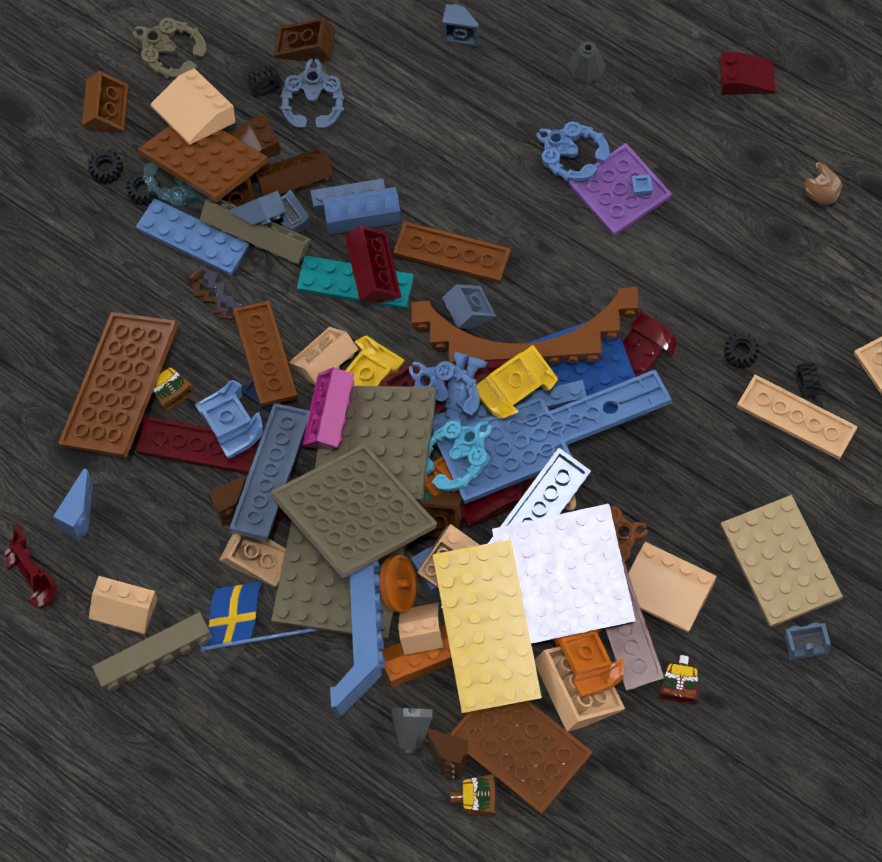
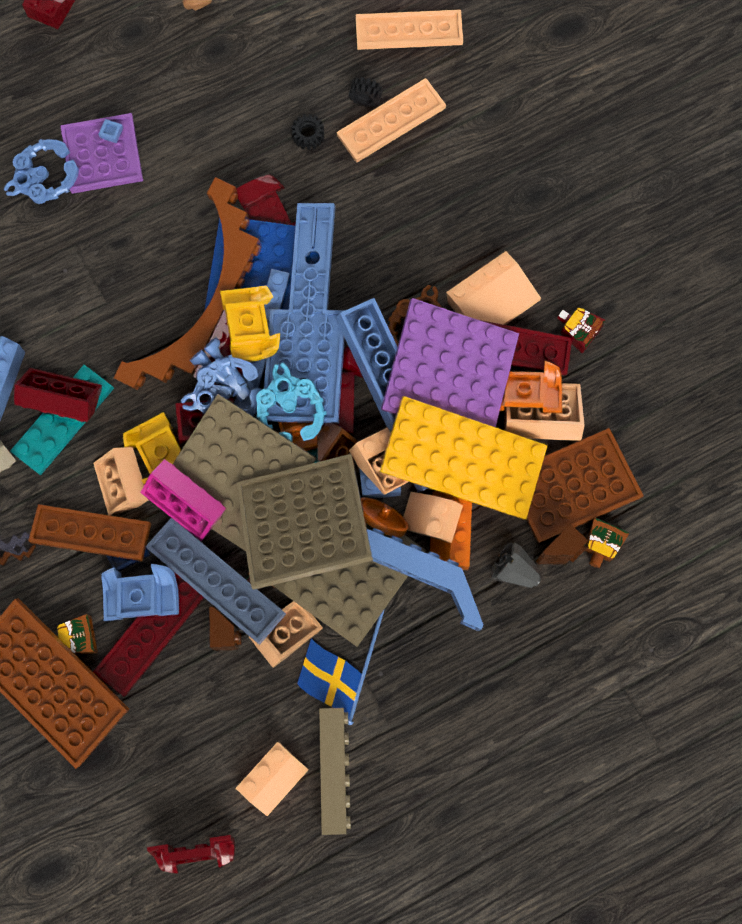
camera: 65 degrees left, 10 degrees up
(75, 510) = (157, 782): medium blue slope -> none
(452, 252) = (80, 321): dark orange plate -> none
(468, 306) = (142, 332): sand blue slope -> none
(781, 561) = (510, 197): tan plate -> none
(807, 641) = (592, 210): sand blue window -> none

